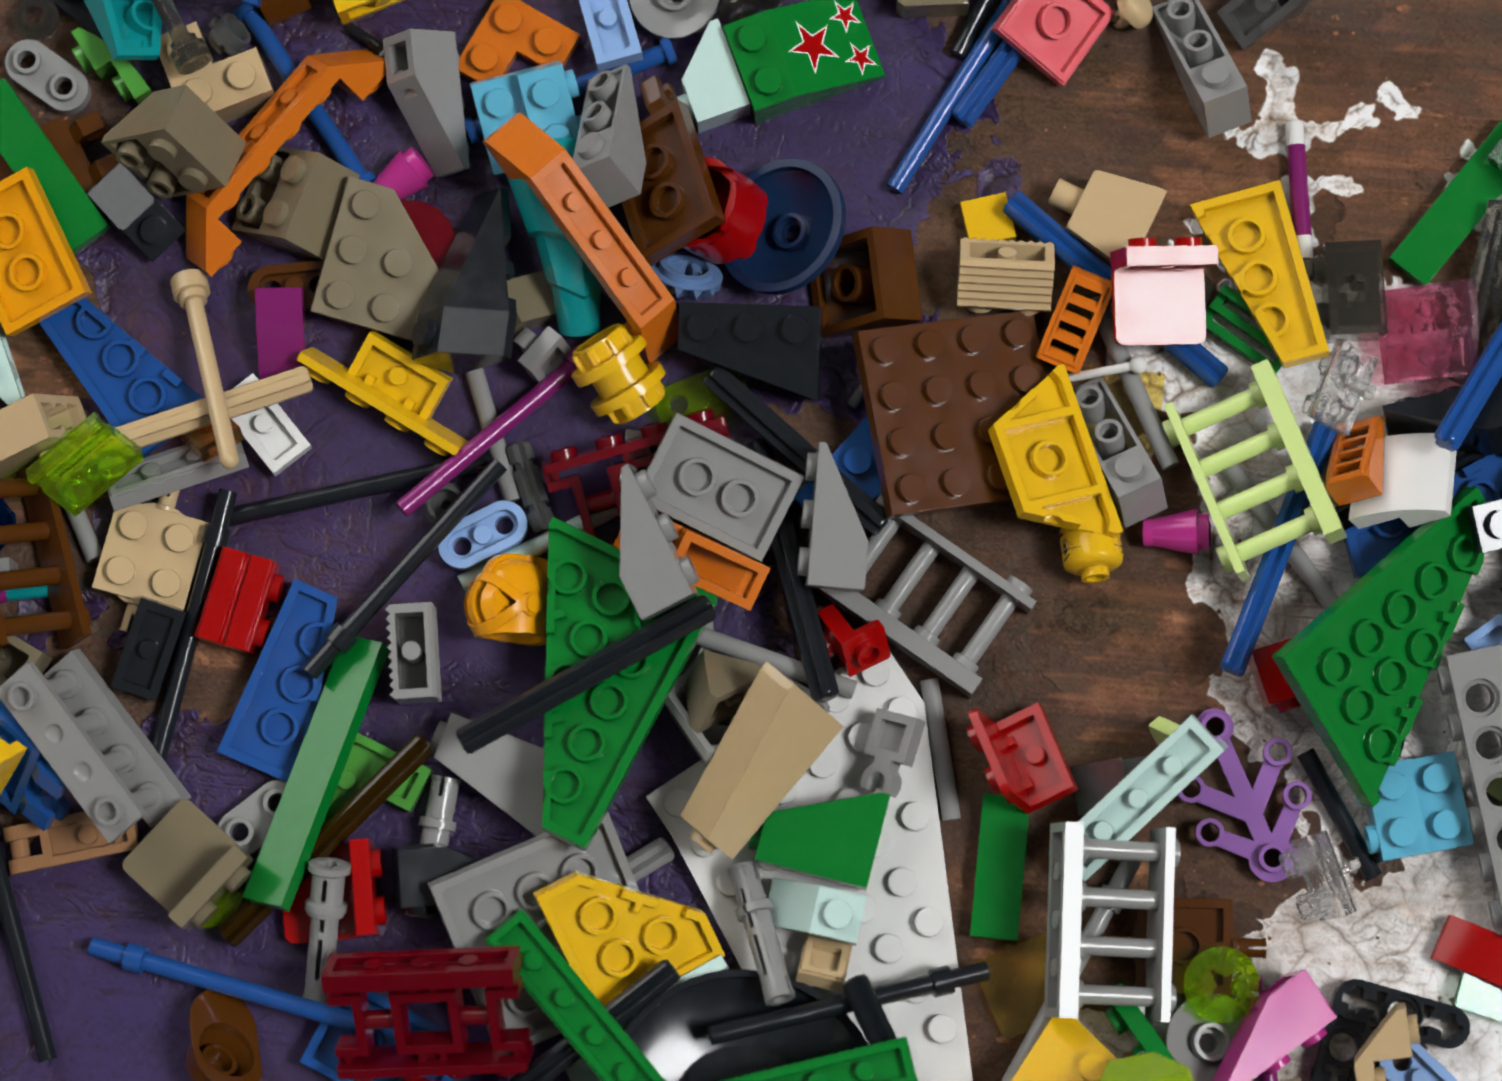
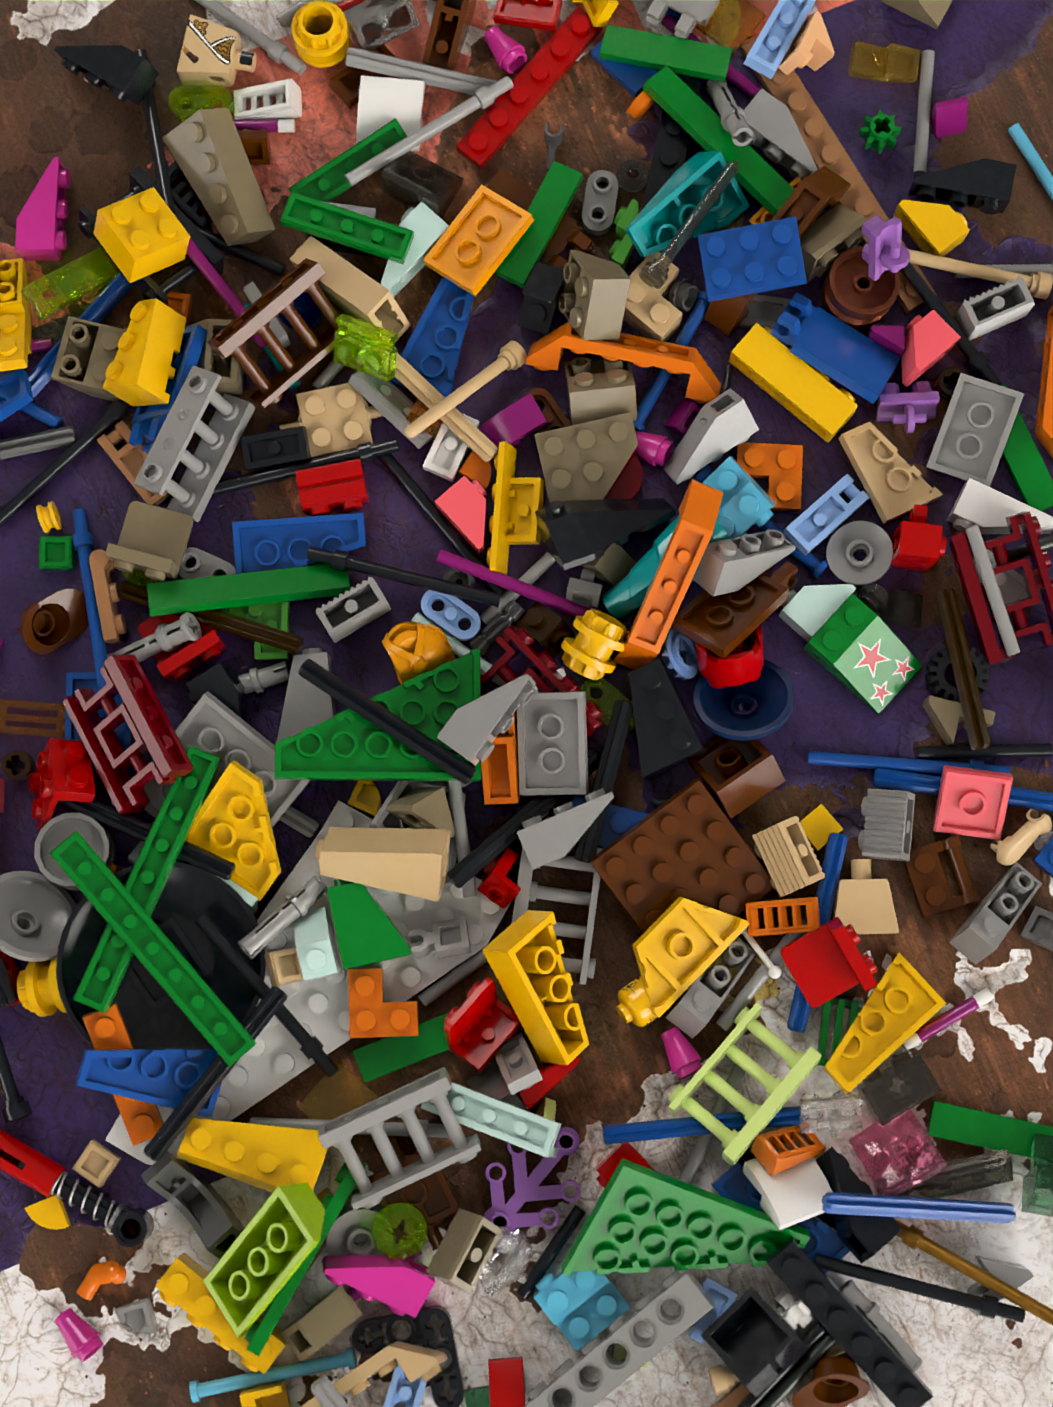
camera: 65 degrees right, 0 degrees up
(81, 986) = (49, 517): none -> yellow bush
(132, 1001) = (56, 553): none -> green tile
(226, 959) = (112, 623): none -> medium nougat plate
(315, 409) = (477, 469): none -> orange tile
(363, 448) = (466, 511): none -> coral slope
(384, 117) = (682, 417): none -> magenta slope
(562, 425) = (545, 627): none -> dark brown bracket
(661, 761) = (366, 797): none -> yellow tile
(938, 887) = (371, 1015): none -> orange plate
(1010, 659) = (538, 988): none -> yellow wedge
(1028, 136) = (887, 824): none -> light grey brick
(1092, 734) = (518, 1064): none -> light grey plate
(1122, 122) = (929, 879): none -> reddish brown plate
(1126, 718) = (551, 1076): none -> red slope
(1285, 914) = (464, 1250): none -> dark tan brick

